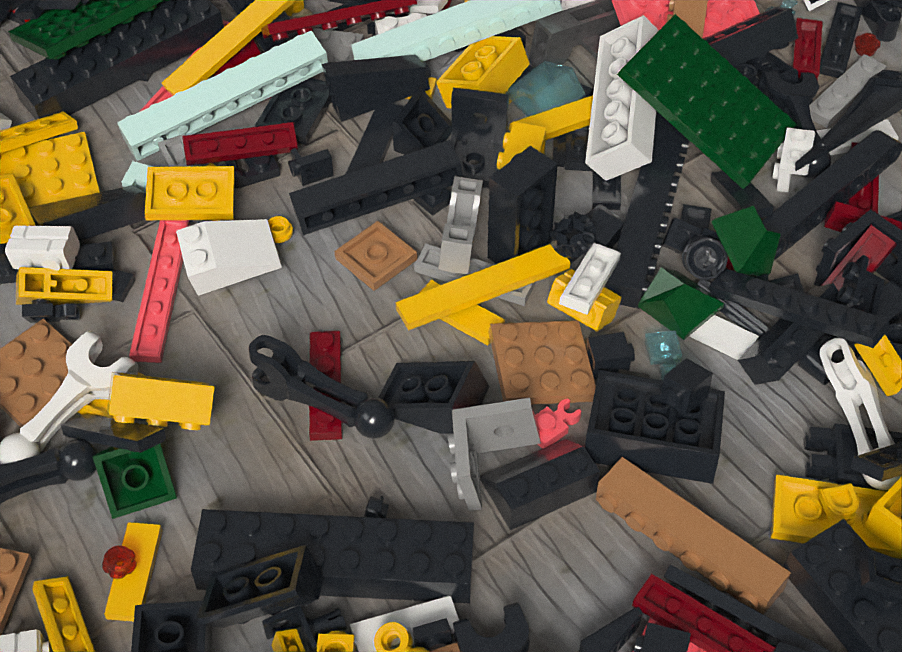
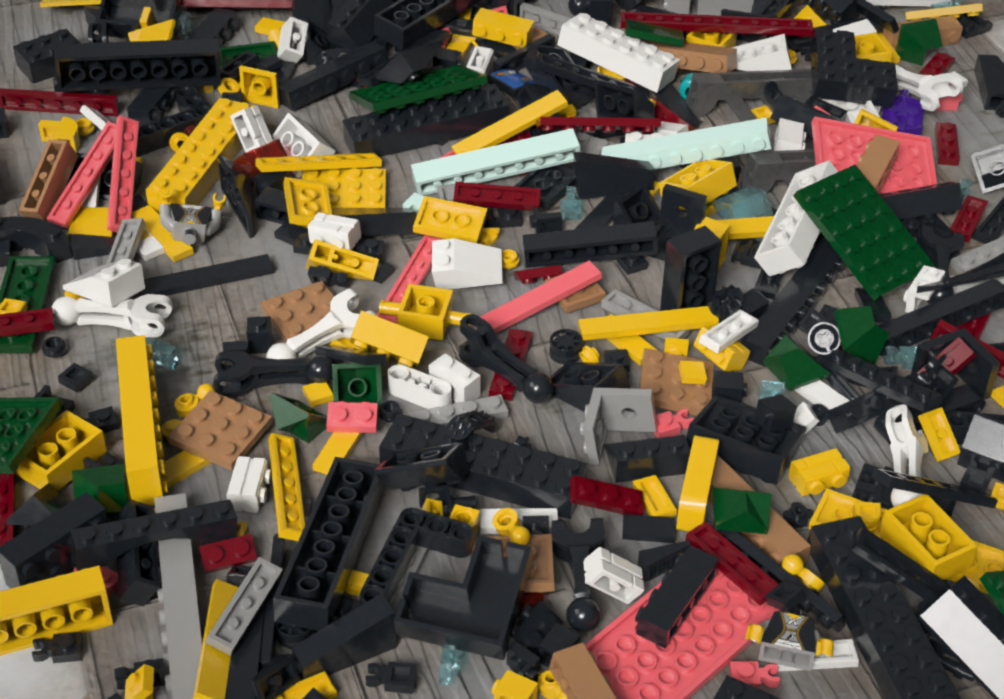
camera: 15 degrees right, 10 degrees down
(65, 542) = (297, 417): none -> dark green slope
(82, 495) = (318, 393): none -> yellow tile
(115, 555) = (331, 434): clear red plate -> none
(141, 524) = (352, 417): none -> coral bracket
(185, 493) = (389, 411): none -> black plate
(194, 337) = (424, 310): none -> yellow brick
(218, 455) = (418, 387): none -> white beam
(244, 201) = (489, 236): none -> yellow tile
(261, 431) = (463, 380): none -> white brick
(281, 478) = (442, 415): none -> light grey plate
(298, 510) = (463, 426): none -> black piece
(331, 238) = (529, 275): none -> dark red plate
(334, 136) = (570, 207): none -> clear light blue plate
(335, 280) = (542, 296): none -> coral tile
(389, 343) = (565, 347): none -> black wheel
(423, 350) = (589, 355): none -> yellow plate
(458, 346) = (618, 357): none -> black plate
(460, 226) = (640, 286): light grey arch -> none
(511, 565) = (606, 496): none -> dark red plate
(528, 311) = (676, 346): none -> yellow plate
(561, 346) = (692, 372): none -> yellow tile
(567, 543) = (655, 497): none -> yellow tile
(575, 593) = (648, 528): none -> black tile
(624, 516) = (697, 483): none -> yellow beam
(691, 543) = (741, 510): none -> dark green slope
(721, 376) = (805, 416): none -> white plate
(725, 370) = (820, 412): none -> black plate
(749, 528) = (798, 515): none -> black plate
(759, 452) = (819, 472): none -> yellow brick
(782, 610) = (794, 565): none -> yellow plate
(802, 254) = (903, 356): none -> clear light blue plate

